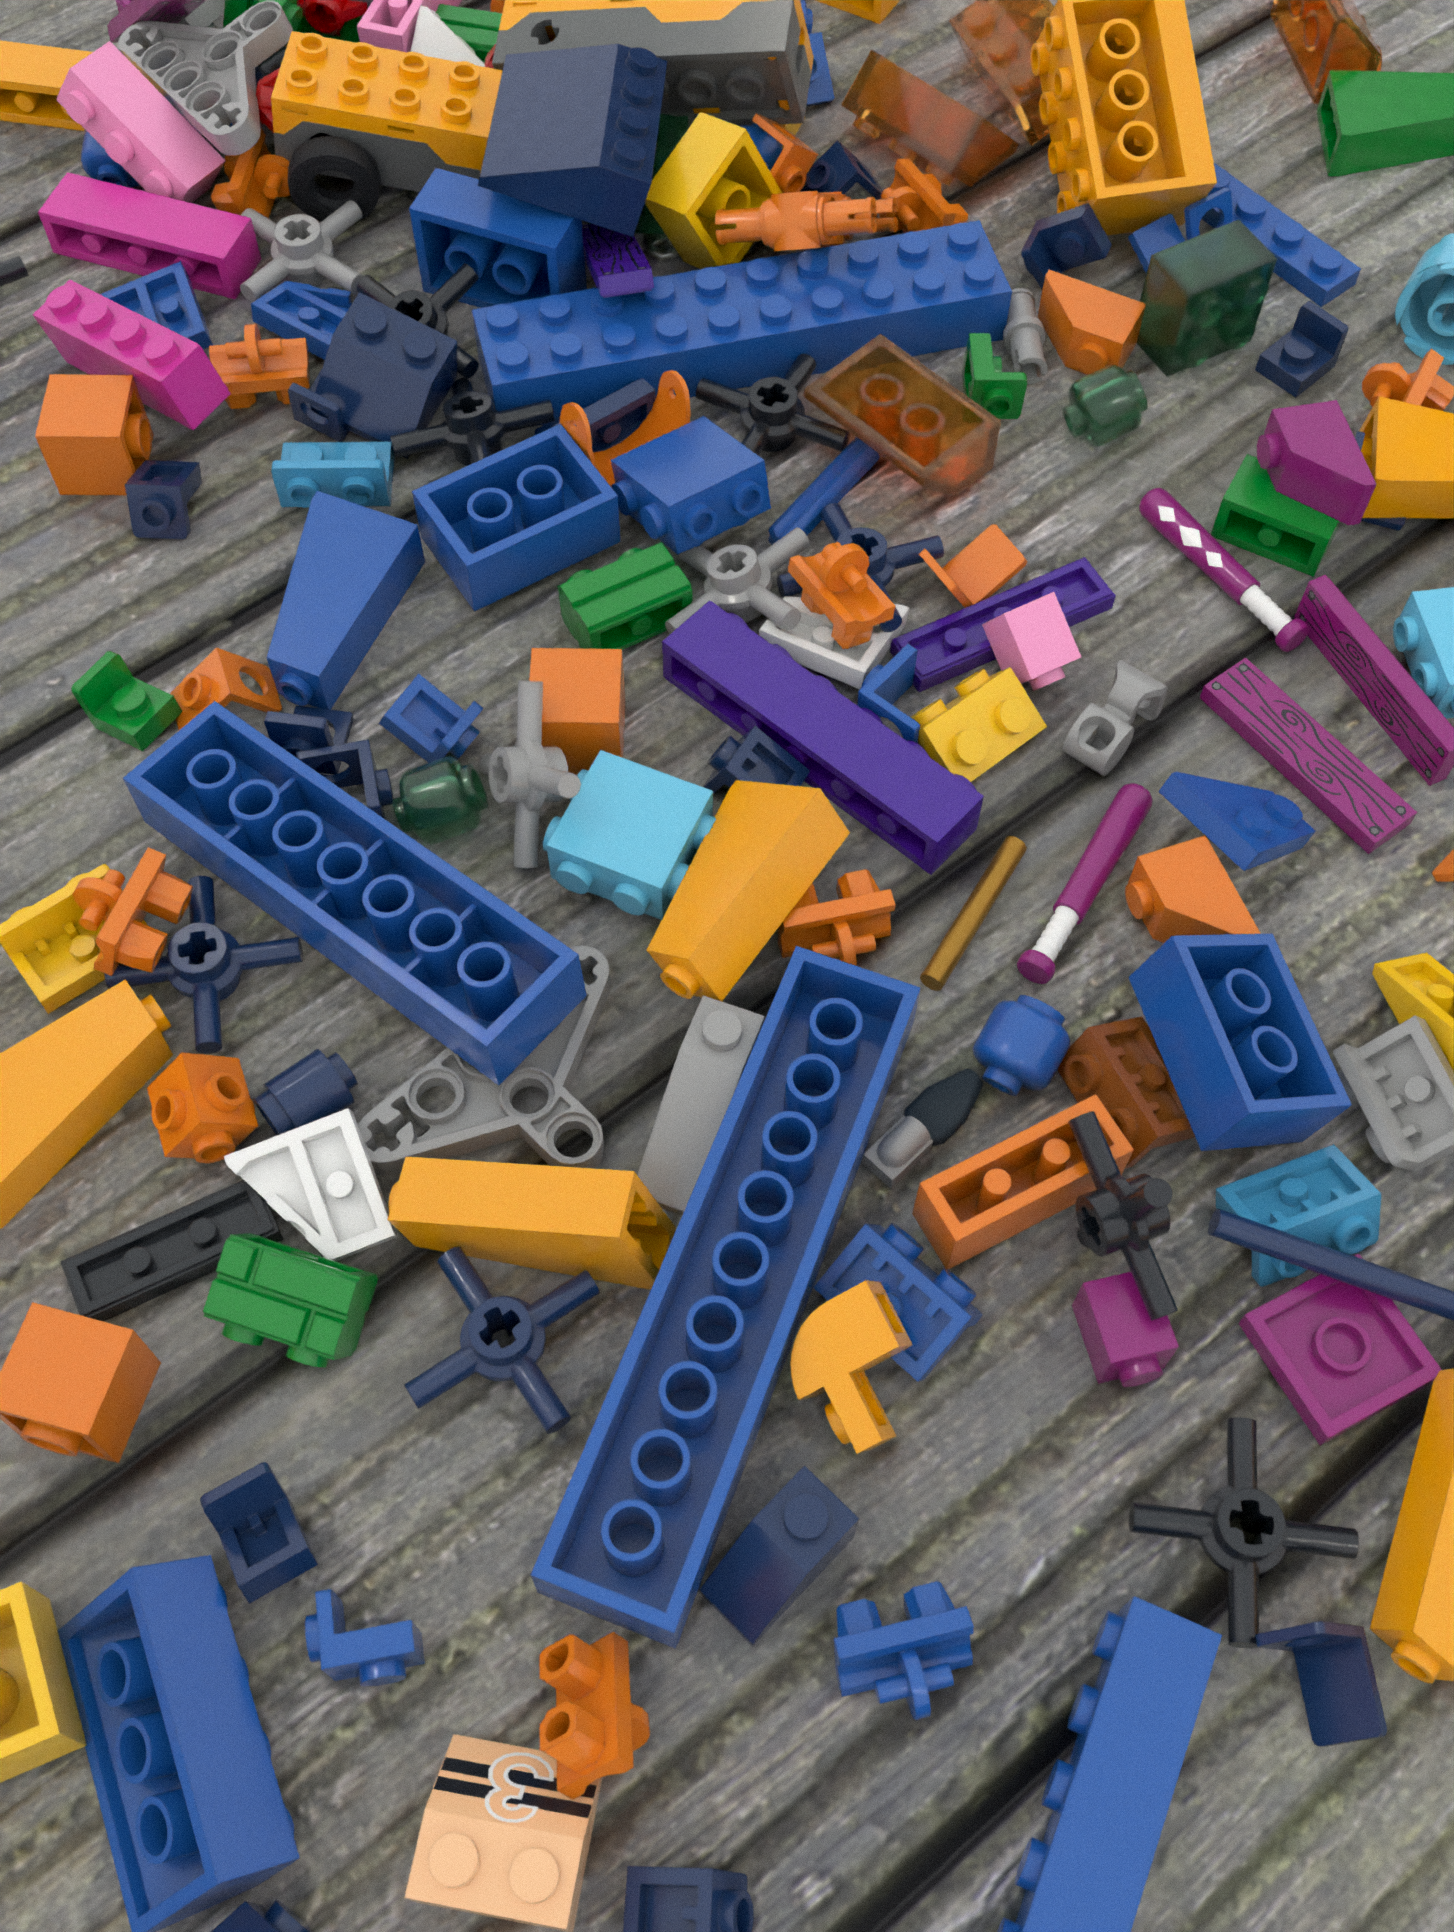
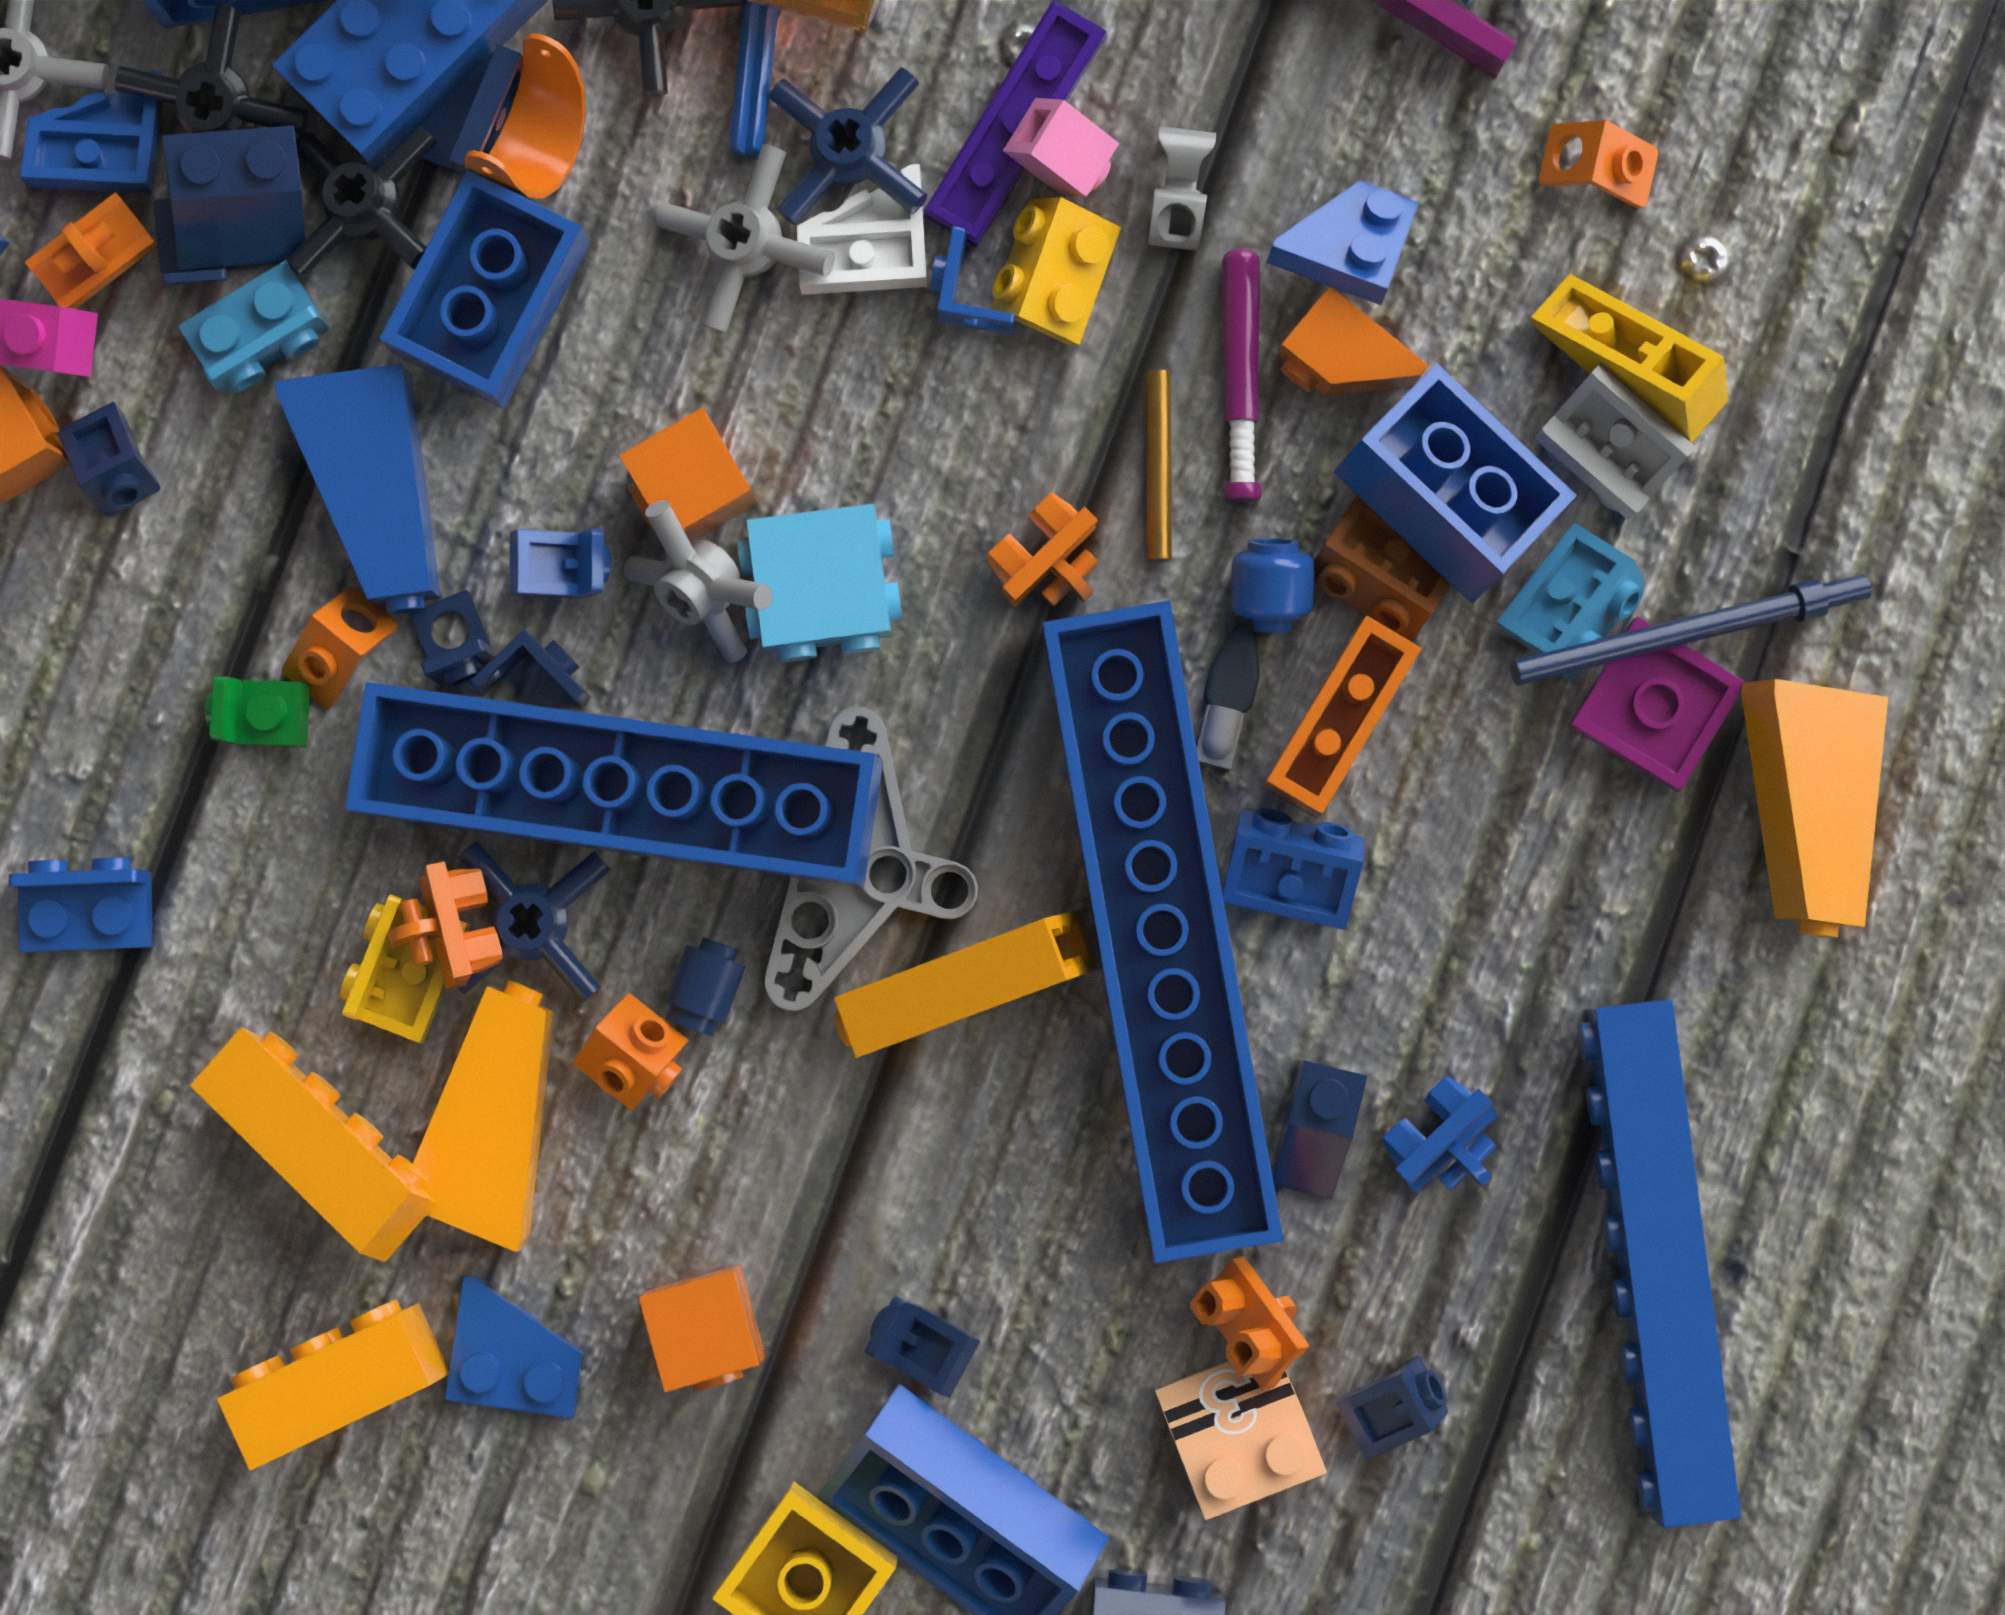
camera: 30 degrees left, 25 degrees up
(165, 1252) = (685, 1175): black tile -> none
(289, 1298) = (817, 1161): green brick -> none
(320, 1184) = (773, 1055): white wing -> none
(372, 1654) = (1066, 1376): blue bracket -> none
(440, 800) = (622, 641): clear green head -> none
(486, 1357) = (991, 1118): dark blue bar -> none
(624, 599) = (647, 319): green brick -> none
(691, 484) = (630, 154): blue brick -> none
(697, 1099) = (1037, 802): light grey slope -> none
(743, 884) = (954, 579): light orange slope -> none
(753, 759) = (886, 440): dark blue bracket -> none
(835, 1350) = (1276, 948): light orange brick -> none
(842, 590) = (858, 206): orange hips -> none
(847, 748) = (918, 363): dark purple brick -> none
(979, 567) = (957, 82): orange bracket -> none
(1120, 1332) = (1484, 790): magenta brick -> none
(1123, 1215) = (1442, 714): black bar -> none
(1226, 1544) = (1653, 877): black bar -> none
(1308, 755) = (1370, 114): magenta tile -> none
(1334, 1680) = (1767, 976): dark blue bracket -> none

